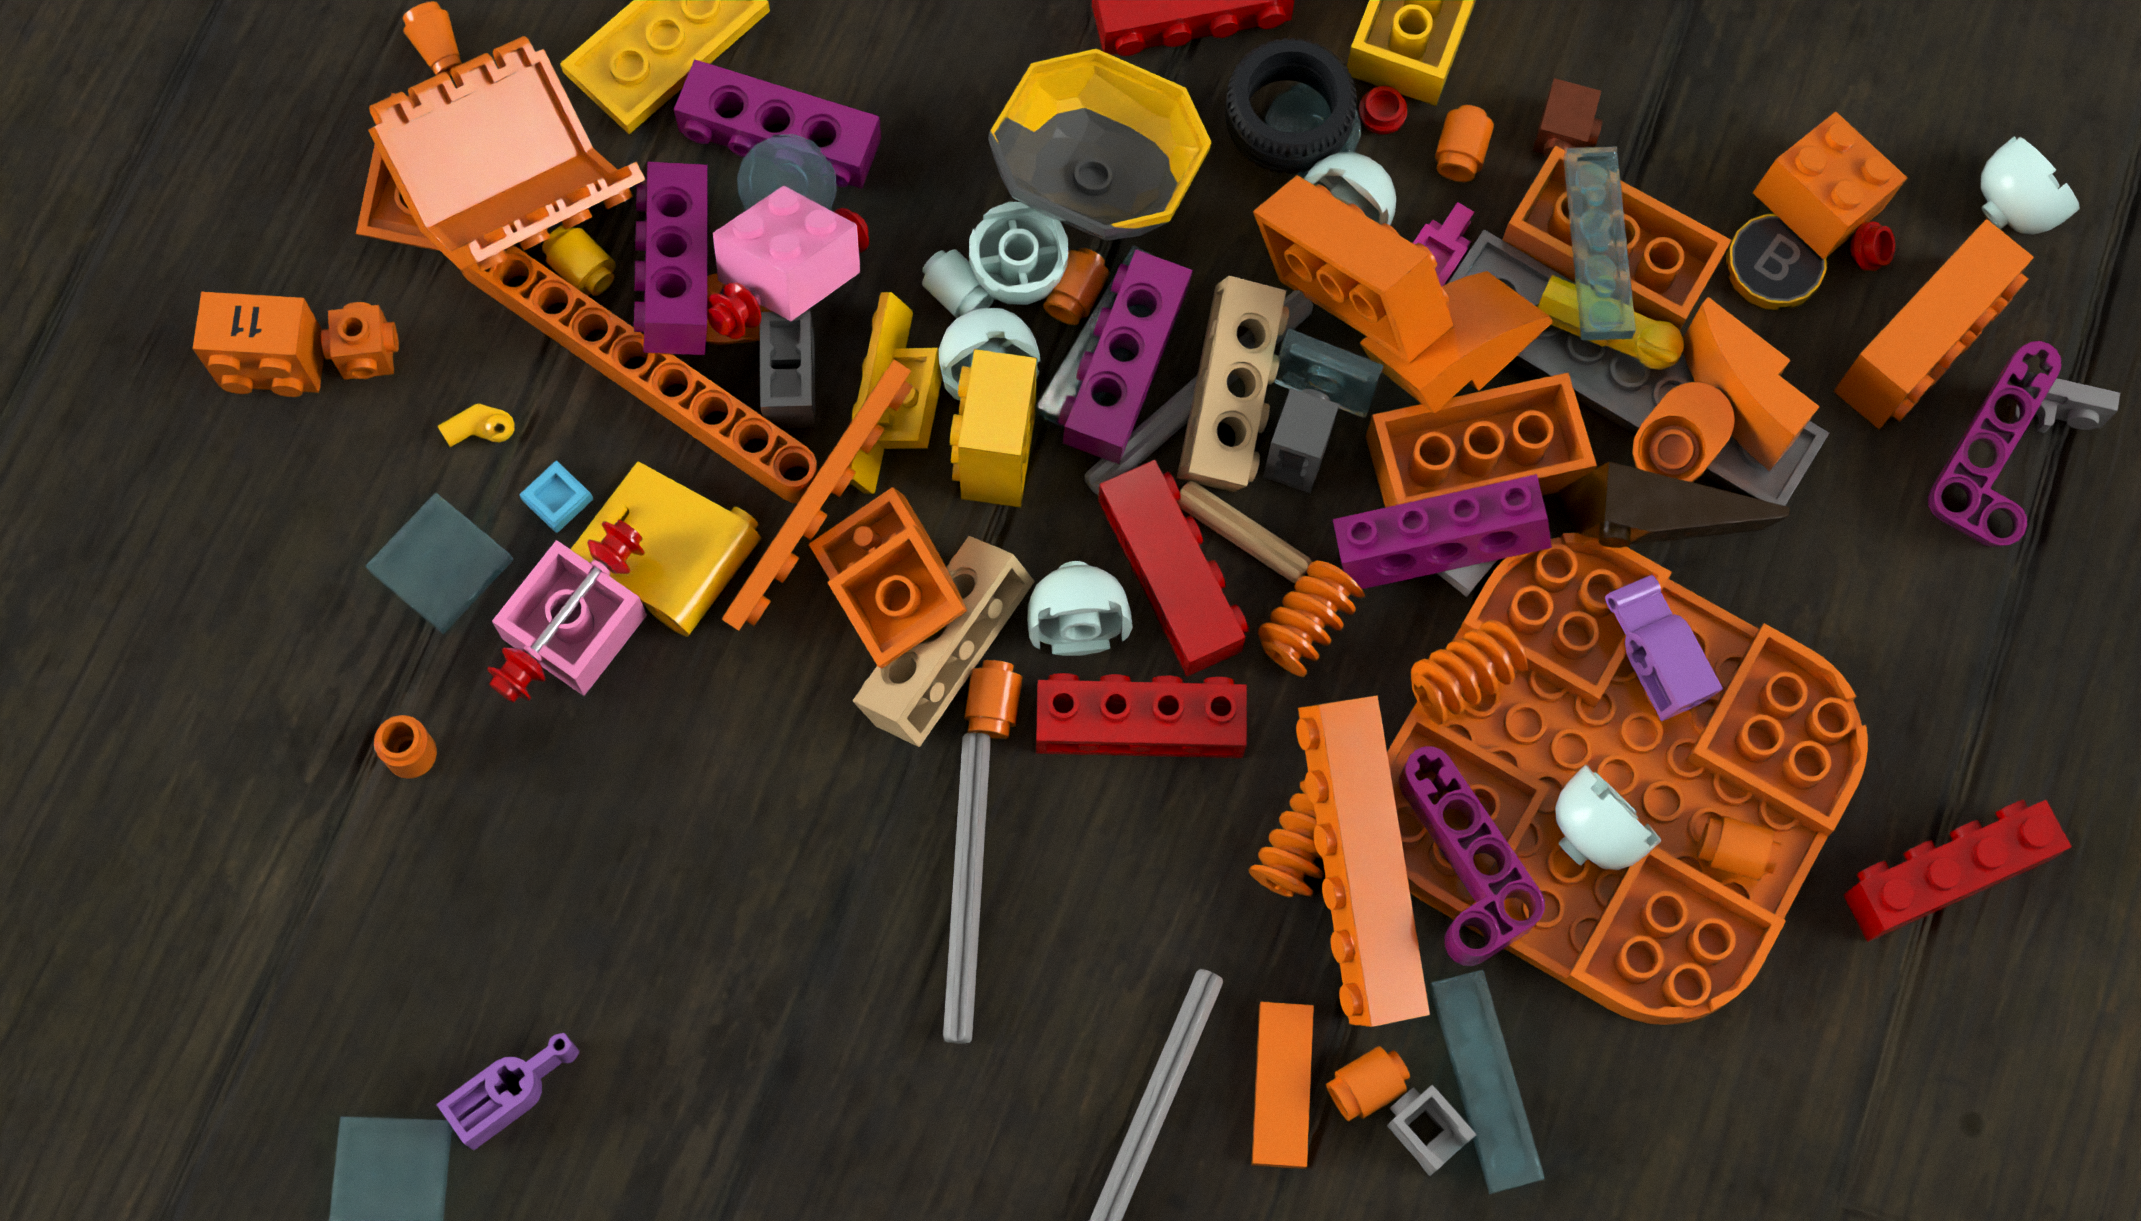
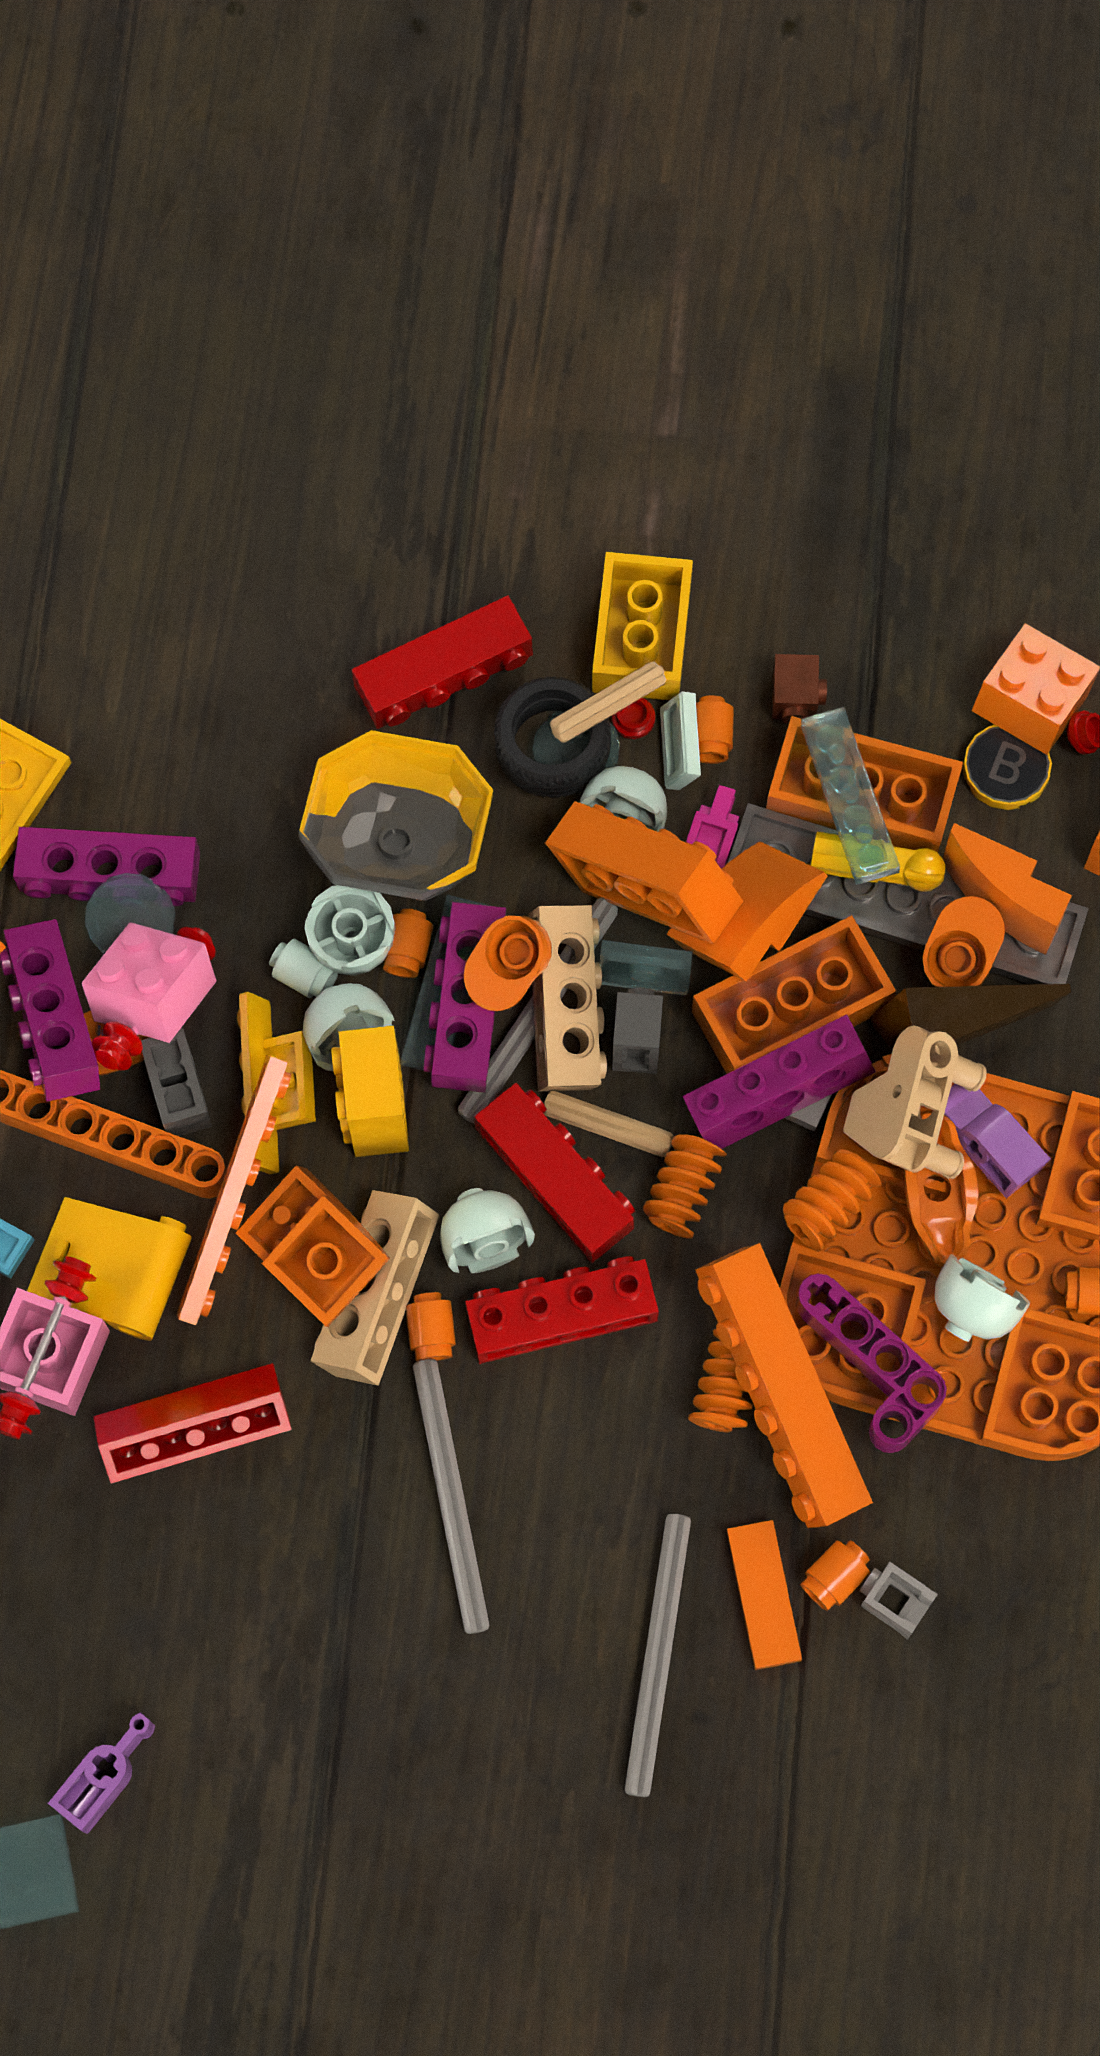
camera: 10 degrees left, 0 degrees up
(706, 734) = (191, 1423): none -> red brick
(1178, 325) = (507, 962): none -> orange cap
(1360, 79) = (608, 702): none -> tan axle
(1427, 146) = (680, 741): none -> light aqua tile
(1486, 1082) = (935, 1546): clear light blue plate -> none
(1555, 589) = (887, 1110): none -> tan piece
(1599, 650) = (945, 1224): none -> orange piece

